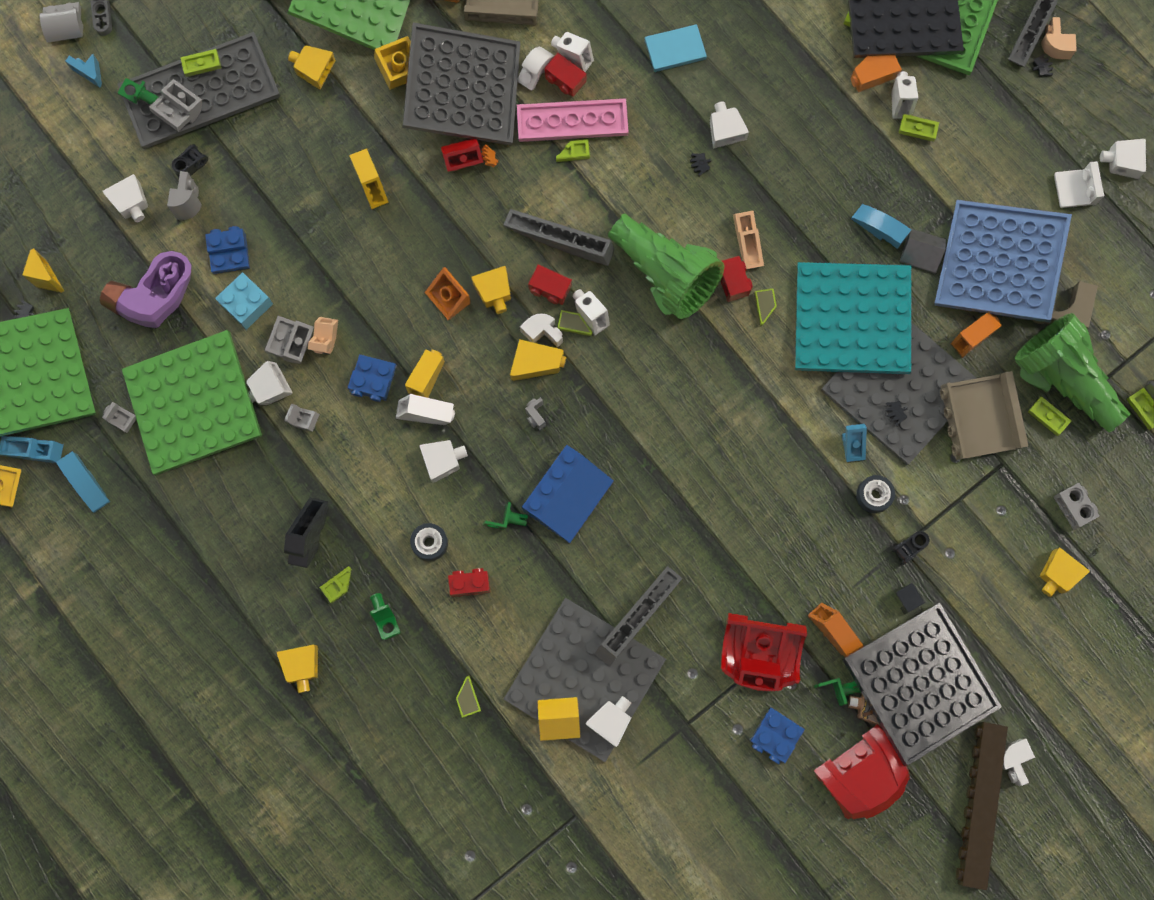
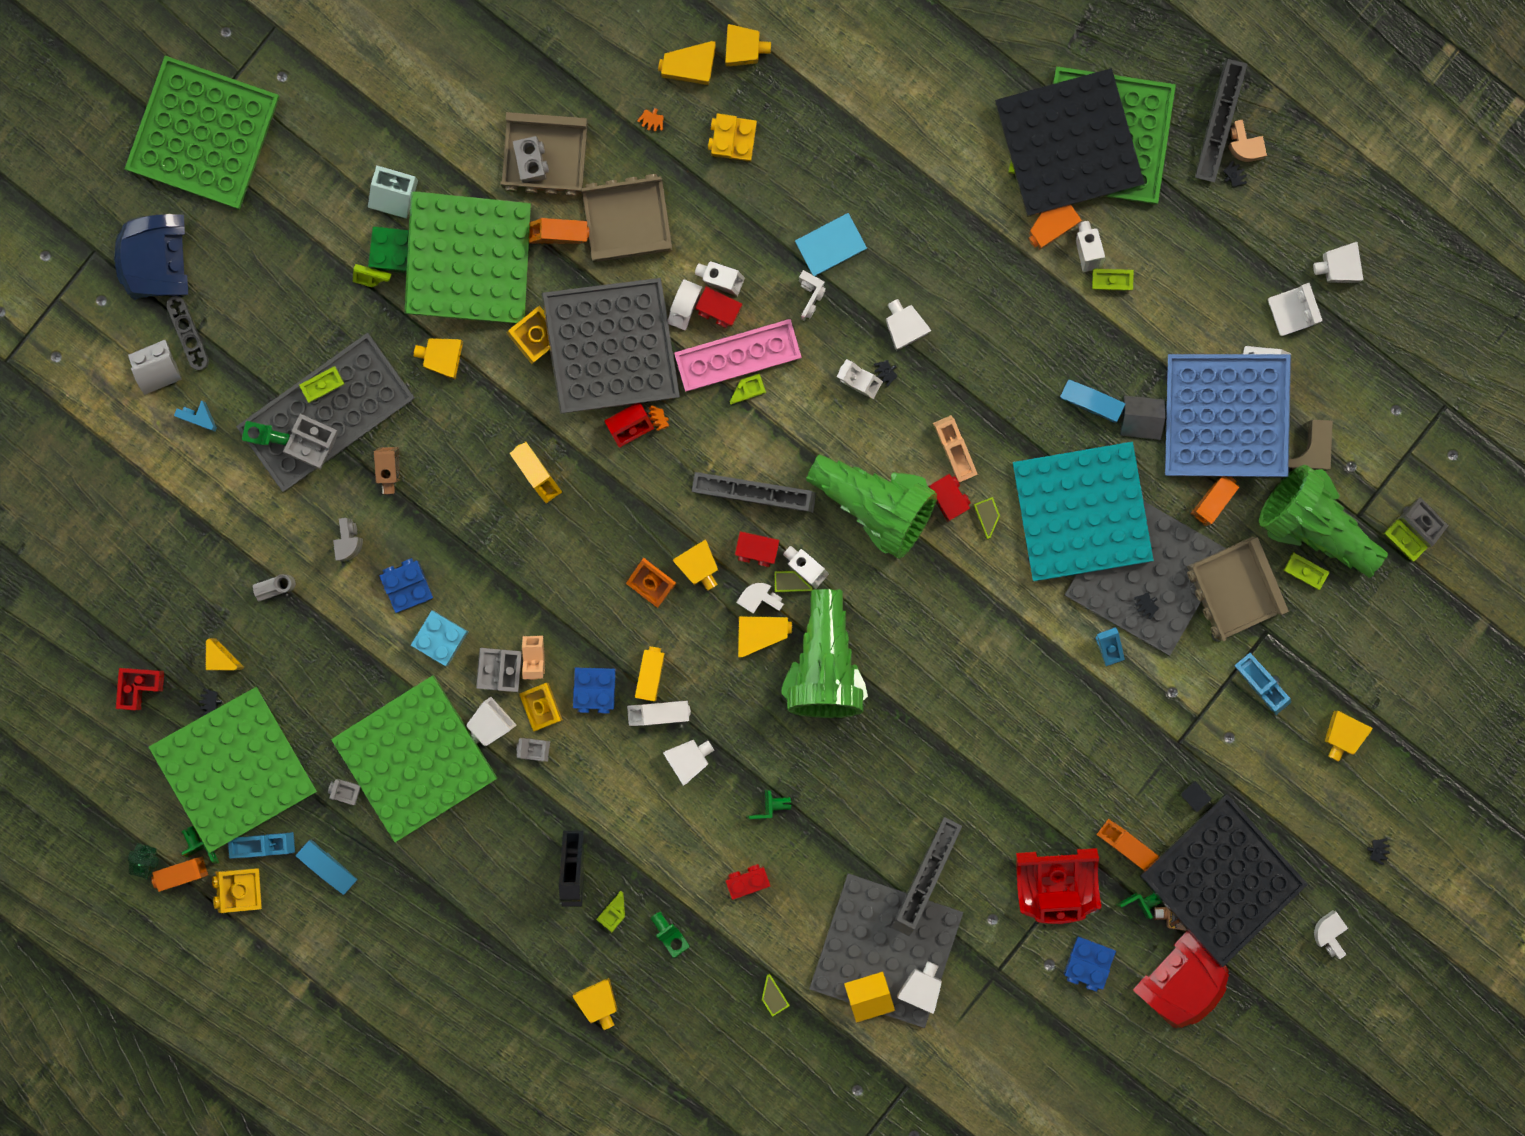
camera: 10 degrees left, 10 degrees up
(109, 225) = (272, 587): none -> light grey piece
(128, 198) = (285, 553): white torso -> none
(156, 294) = (346, 654): medium lavender piece -> none
(191, 160) = (339, 495): black piece -> none
(238, 144) = (387, 459): none -> medium nougat torso
(320, 381) = (540, 706): none -> yellow slope
(426, 531) = (696, 860): wheel -> none
(534, 417) = (773, 695): light grey bracket -> none
(567, 494) = (826, 767): blue slope -> none
(584, 412) = (825, 679): none -> bright green cone
(652, 74) = (811, 283): none -> white bracket
(673, 161) = (859, 379): none -> white brick
(880, 484) = (1130, 691): wheel -> none
(909, 549) = (1186, 743): black piece -> none
(982, 805) = (1305, 985): dark brown brick -> none
(992, 509) = (1263, 683): none -> dark azure slope
(1071, 508) = (1345, 665): light grey brick -> none
(1073, 691) = (1377, 850): none -> black piece

